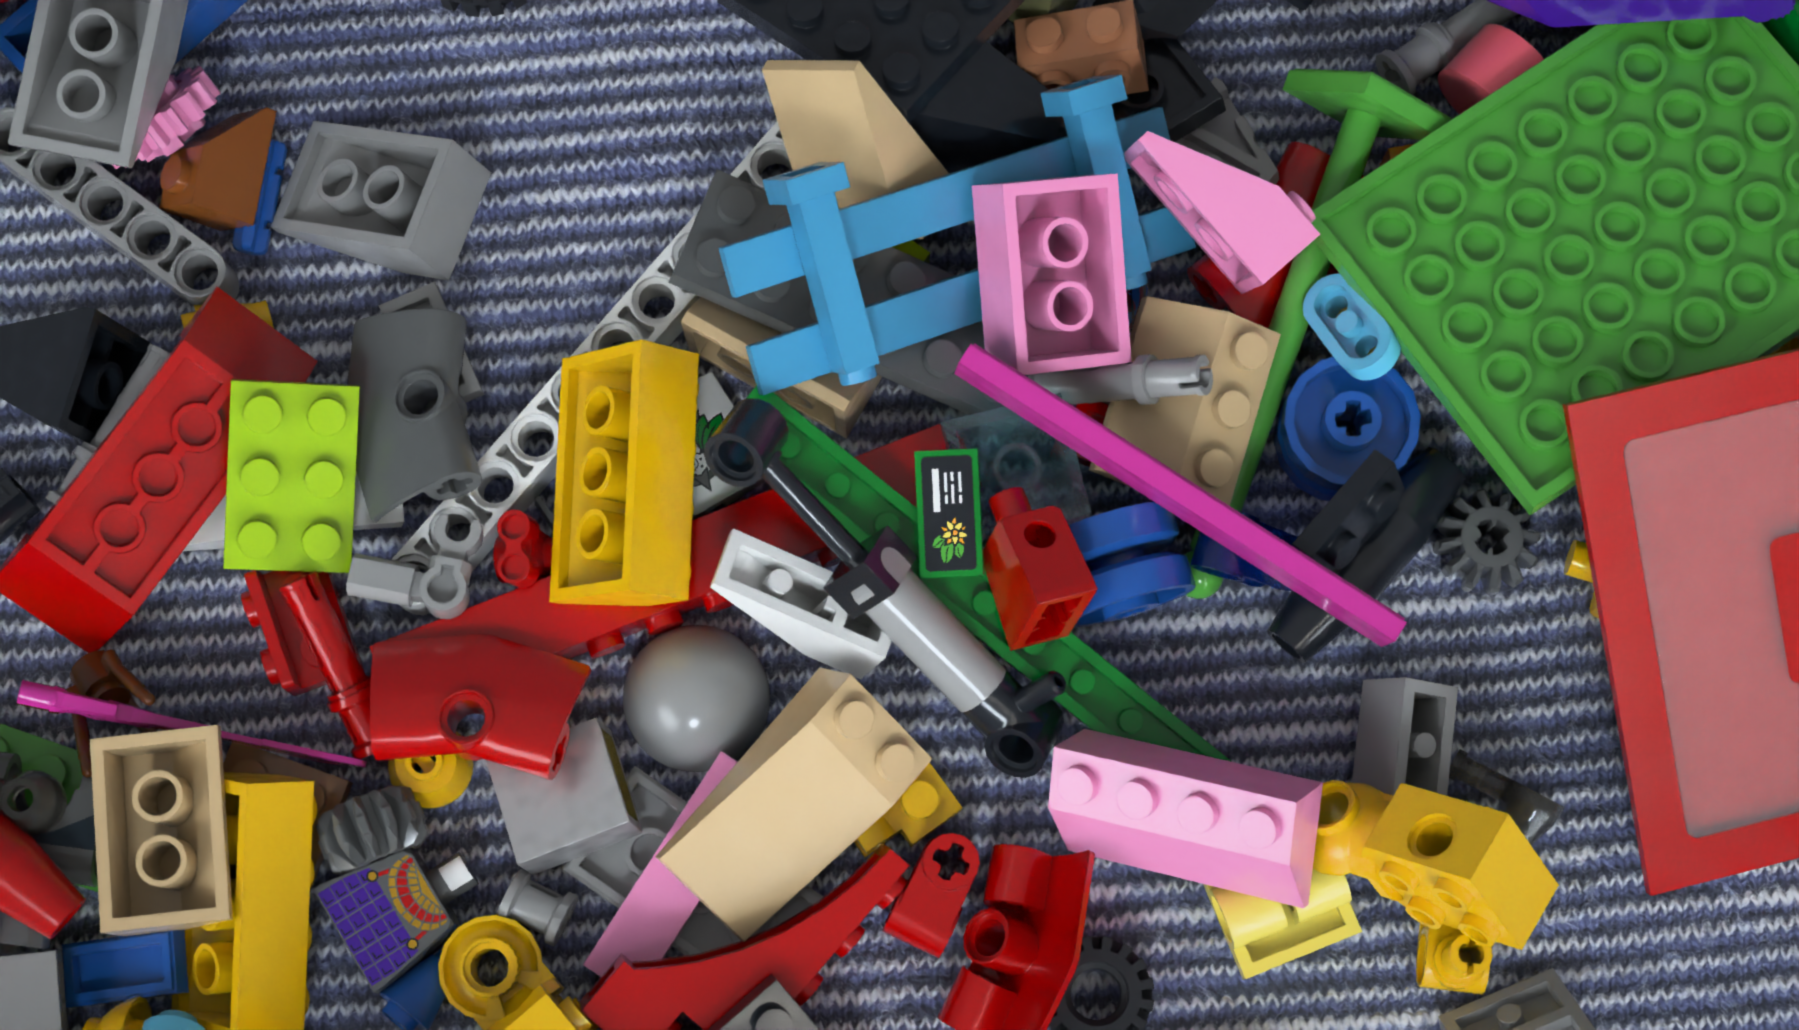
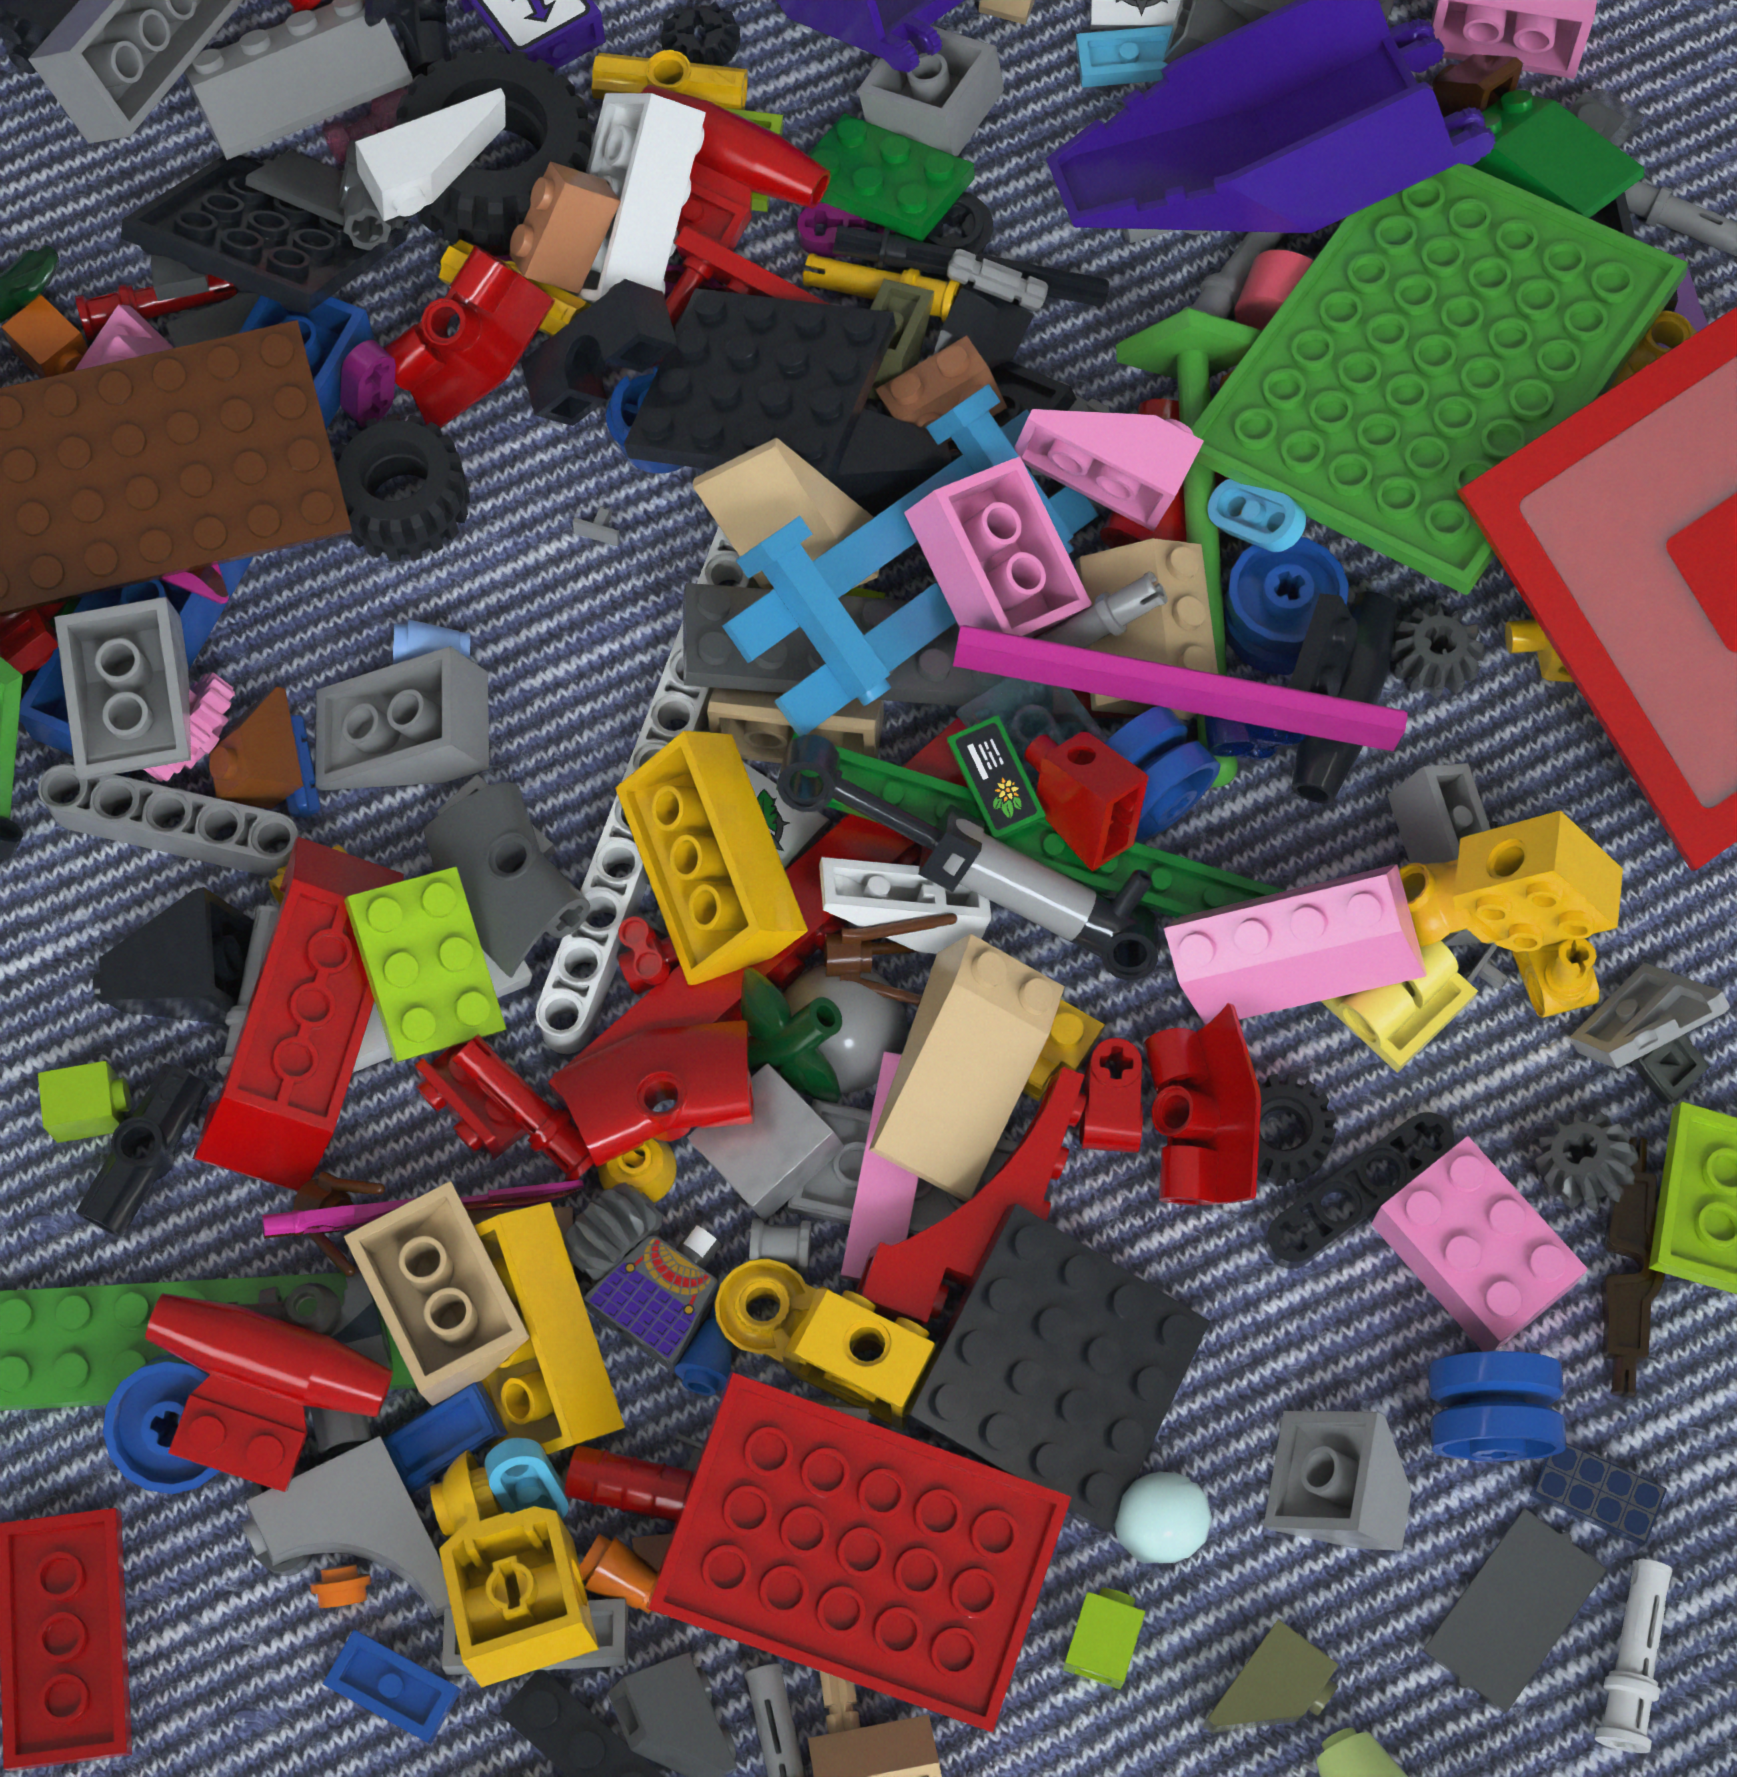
camera: 20 degrees left, 10 degrees down
(439, 115) = (422, 638): none -> light blue cone
(441, 588) = (591, 1008): light grey bar -> none
(625, 703) = (788, 1039): none -> dark green plant
(670, 55) = (598, 529): none -> light grey piece
(730, 634) = (852, 951): none -> reddish brown plant
(1383, 909) = (1488, 971): none -> light grey piece

